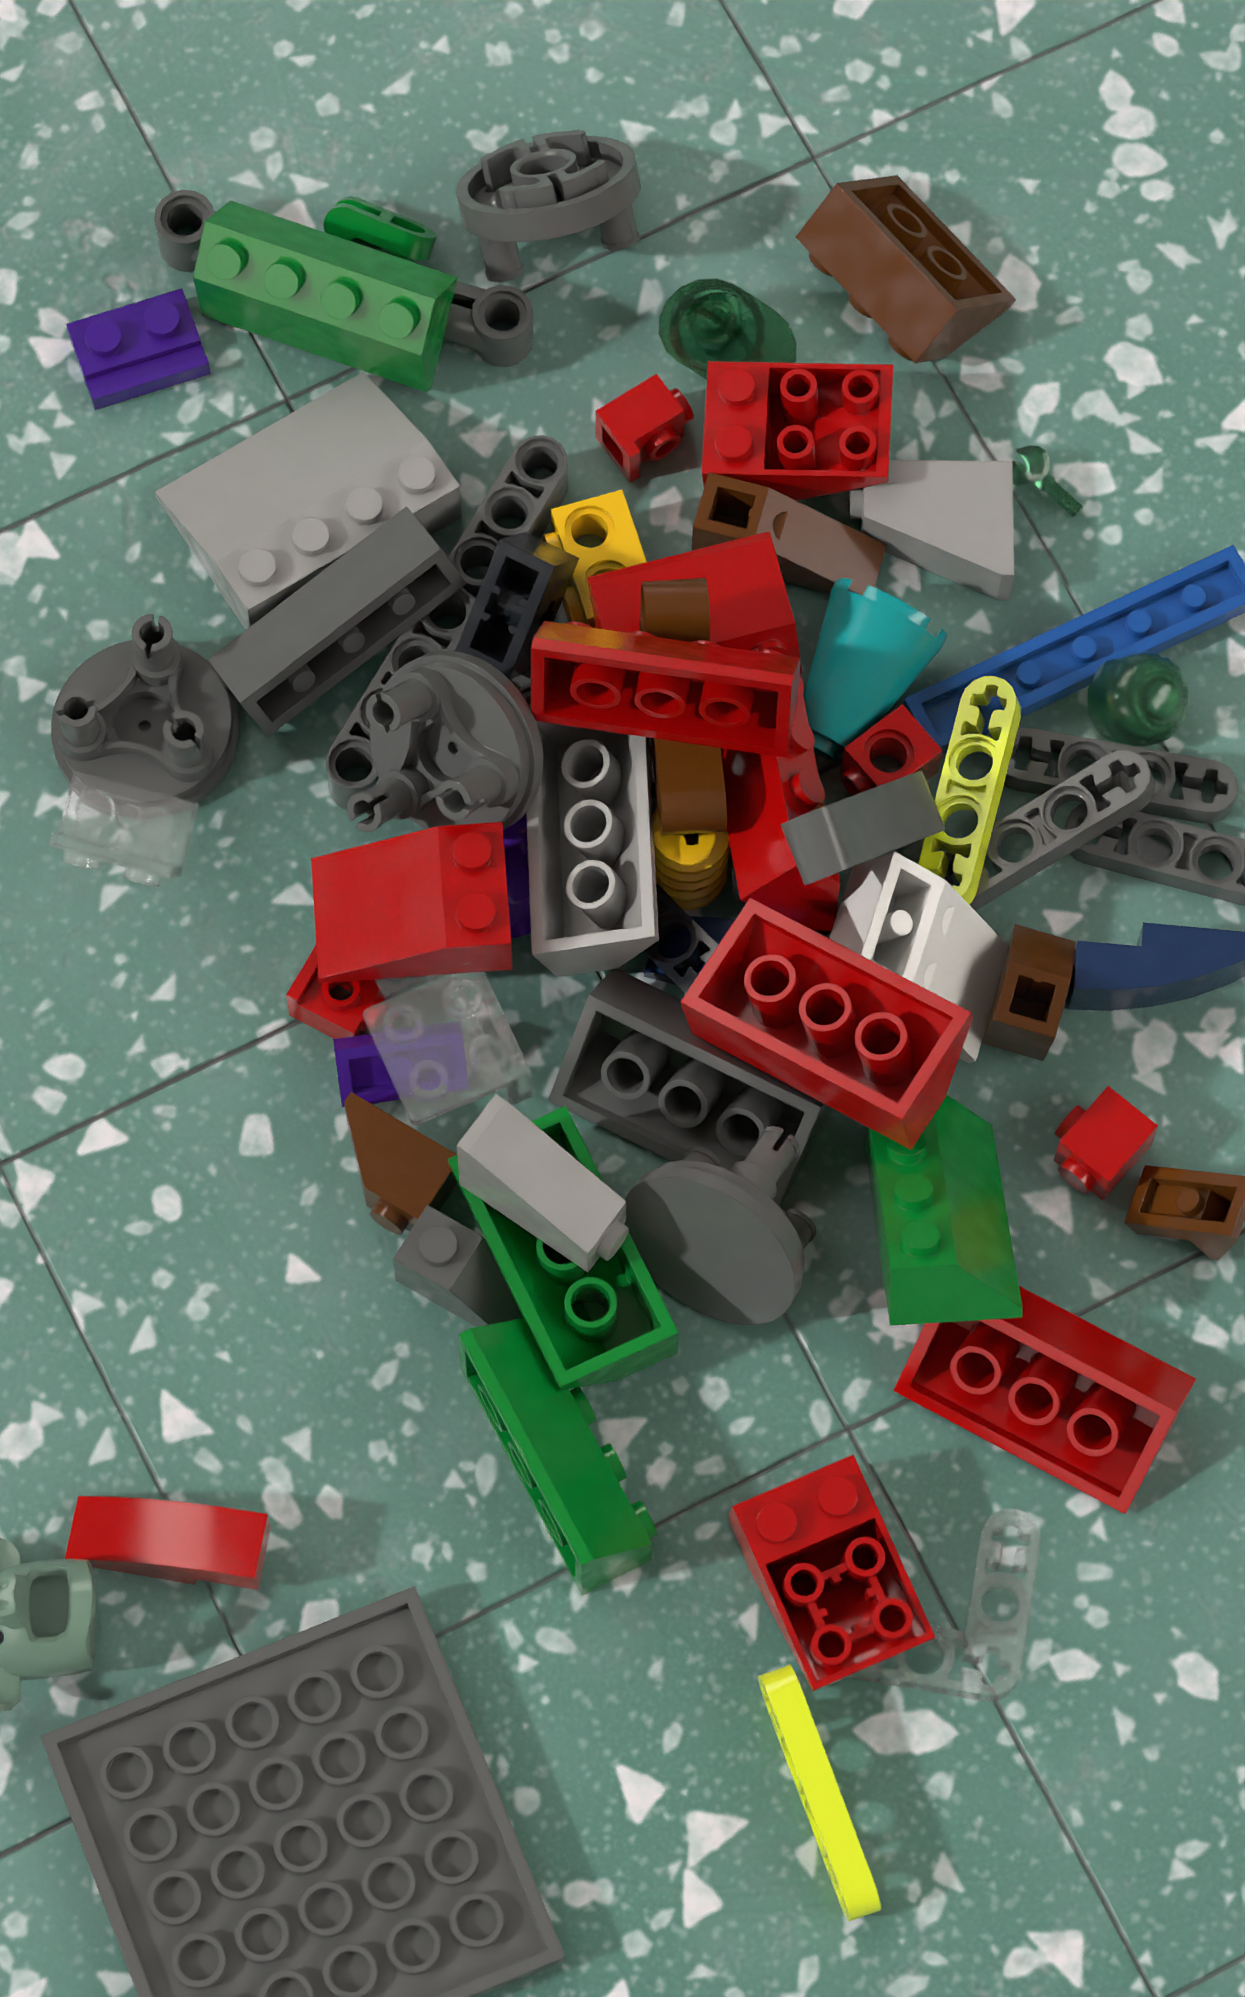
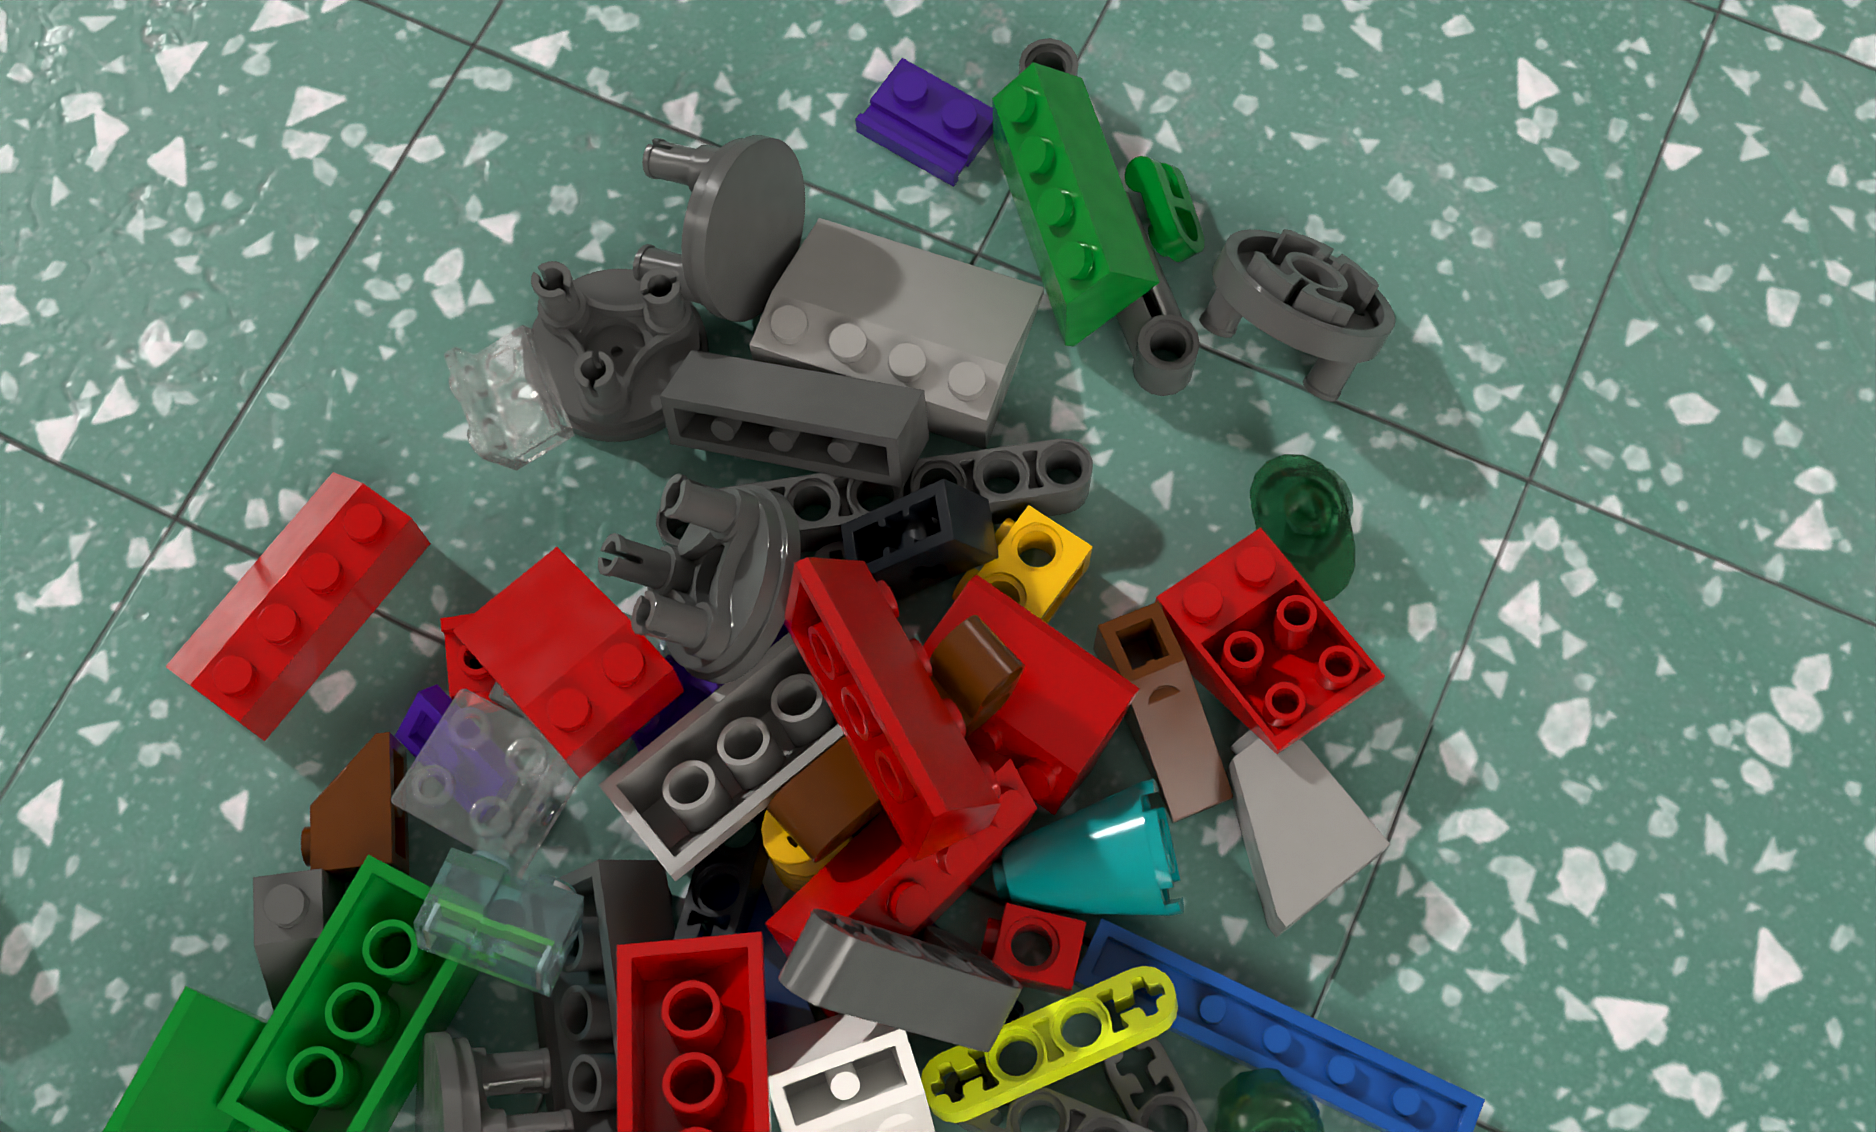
camera: 55 degrees right, 0 degrees up
(121, 526) = (737, 224): none -> dark grey piece
(161, 1105) = (300, 603): none -> red slope
(540, 1185) = (364, 953): light grey slope -> none
(590, 1084) = (499, 920): none -> clear light blue piece
(642, 425) = (1172, 522): red brick -> none
(903, 267) = (1493, 621): reddish brown slope -> none
(1038, 472) = (1406, 878): clear green hand -> none

